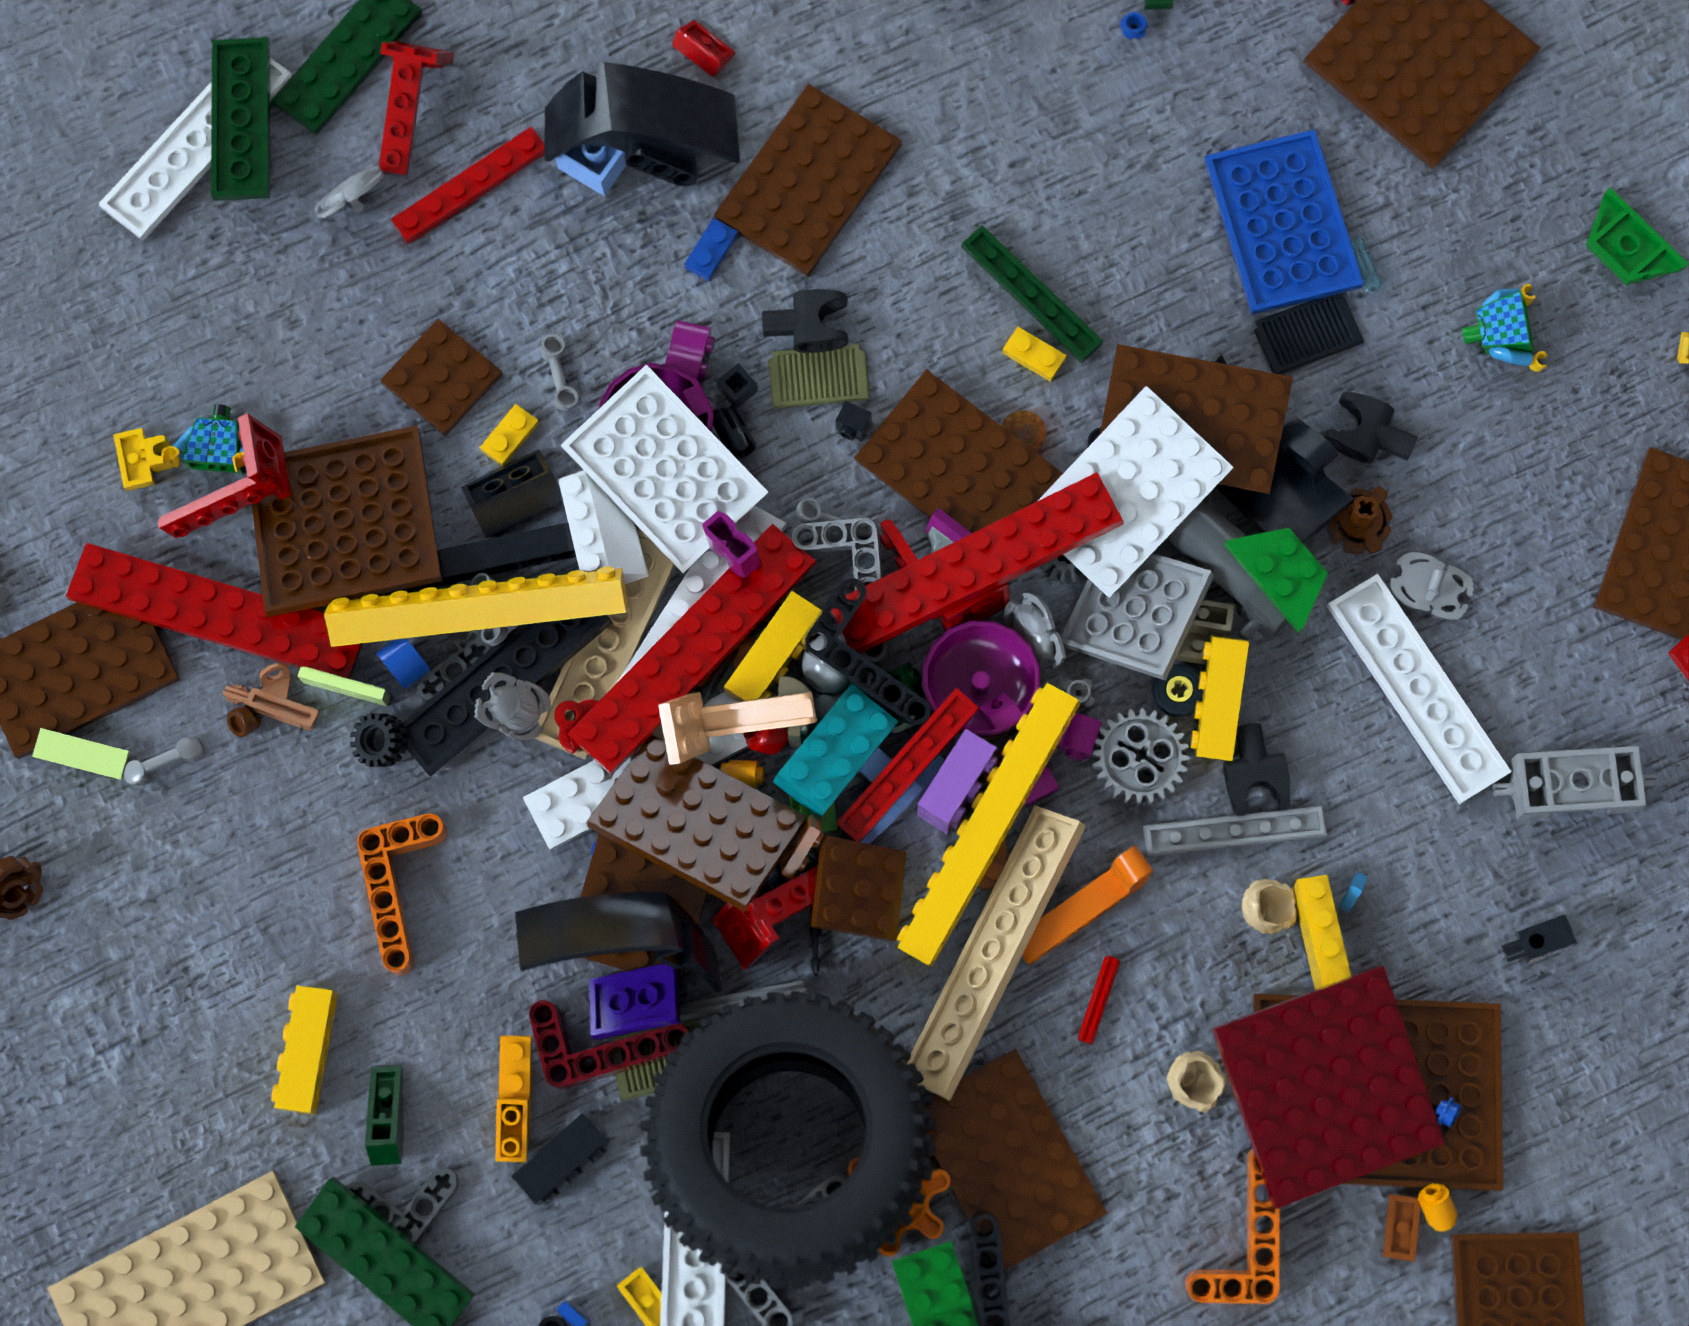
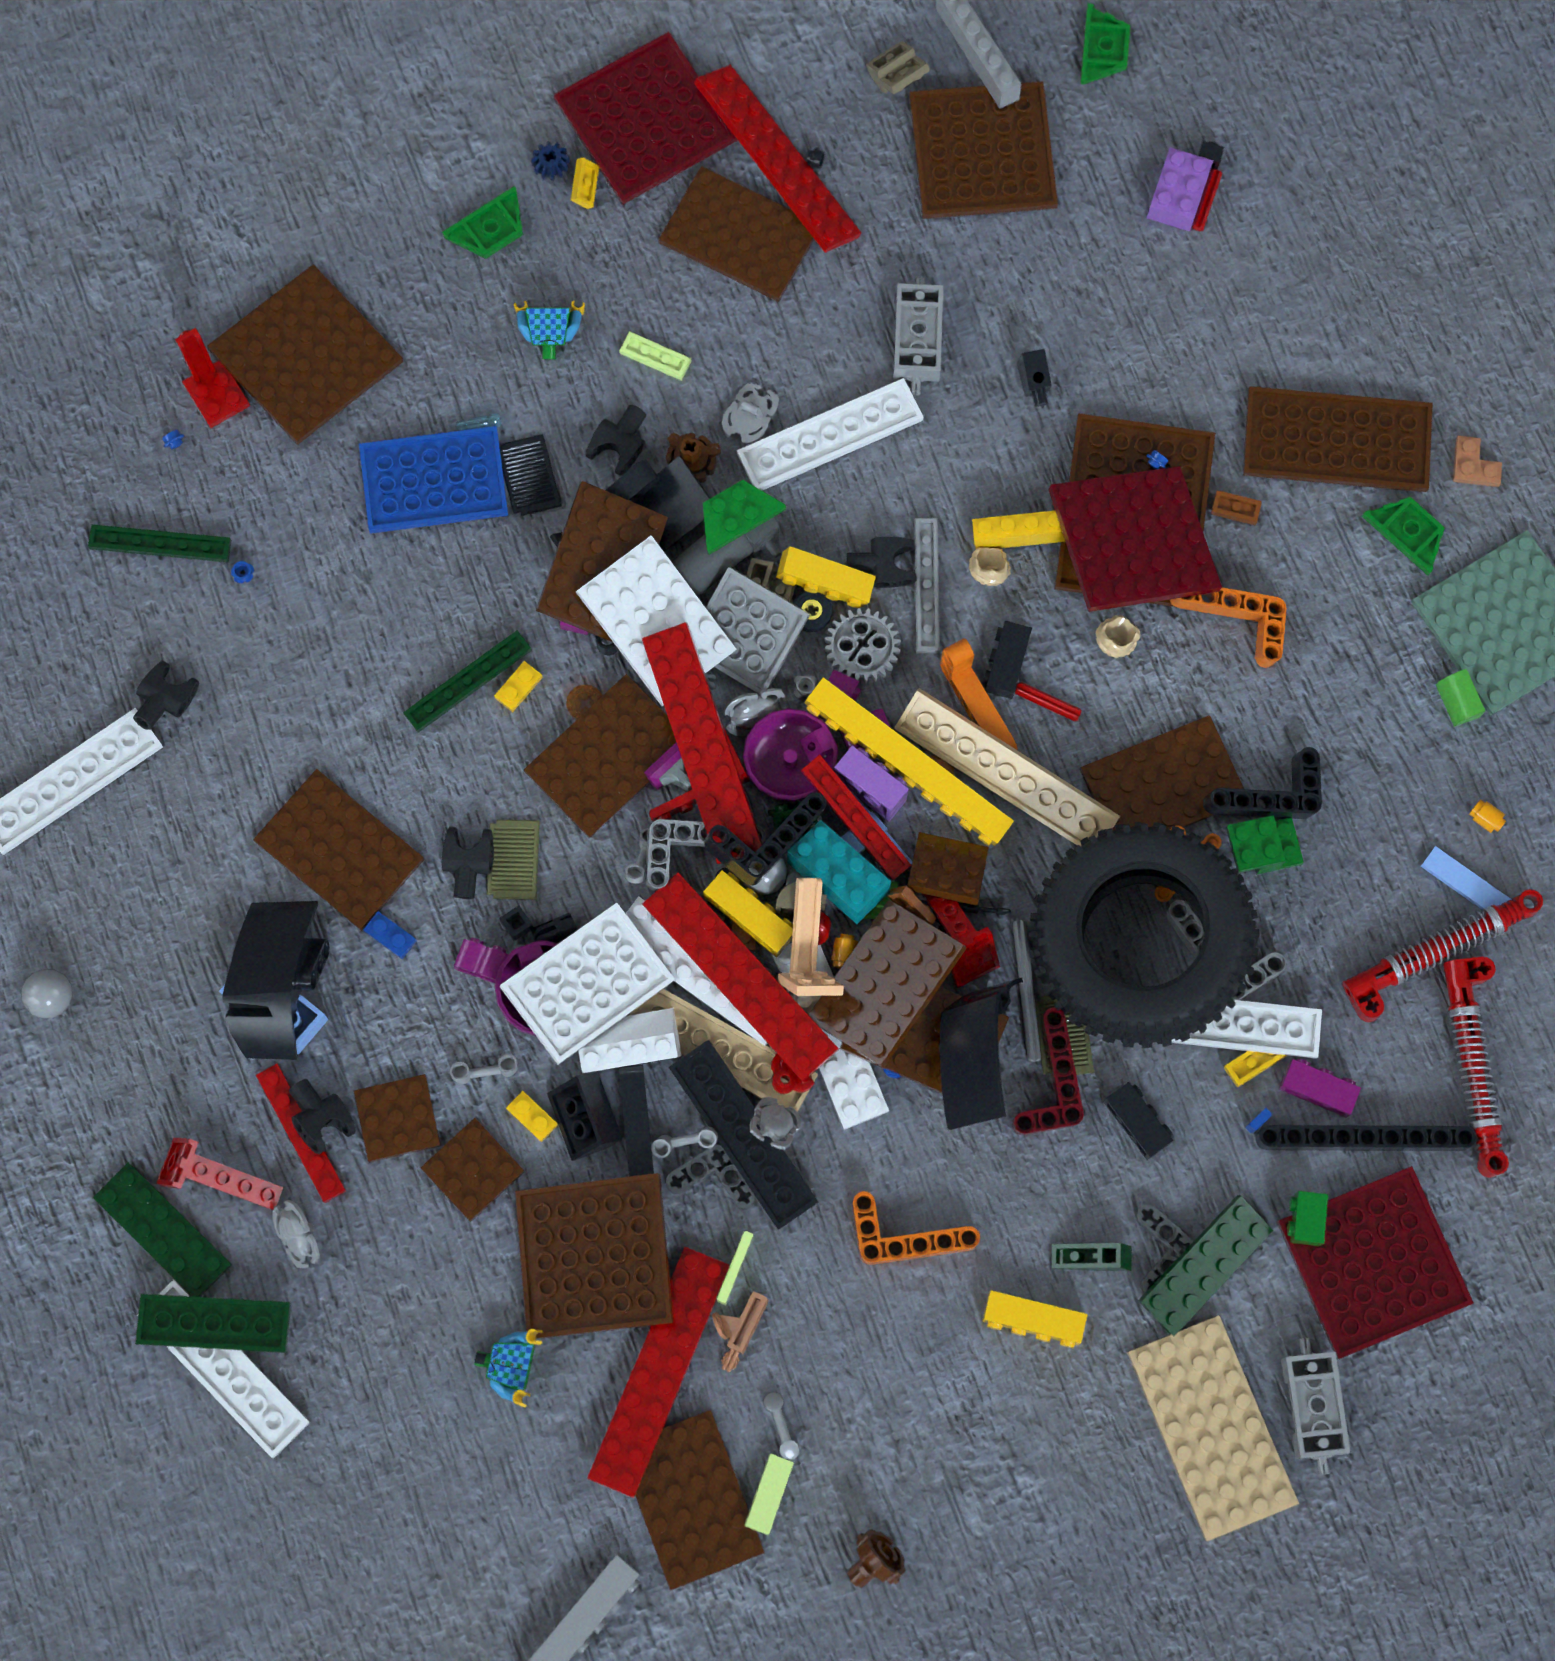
camera: 90 degrees left, 0 degrees up
(140, 457) = (512, 1433): yellow plate -> none
(242, 721) = (755, 1356): reddish brown tile -> none
(265, 476) = (539, 1317): red bracket -> none
(365, 740) = (785, 1254): black tyre -> none
(403, 662) = (721, 1215): blue piece -> none
(476, 606) = (688, 1145): yellow brick -> none
(488, 196) = (319, 1114): none -> black connector
(495, 287) = (397, 1118): none -> reddish brown plate
(514, 1099) = (1087, 1153): light orange slope -> none
(634, 1001) = (1022, 1050): dark purple plate -> none
(702, 48) = (204, 924): red slope -> none
(731, 544) = (667, 928): magenta brick -> none
(853, 421) = (559, 834): black plate -> none
(1147, 941) = (1007, 659): none -> black brick
(1354, 891) = (984, 503): dark azure tile -> none
(1438, 1207) = (1224, 478): light orange brick -> none
(1491, 463) = (655, 355): none -> yellowish green tile

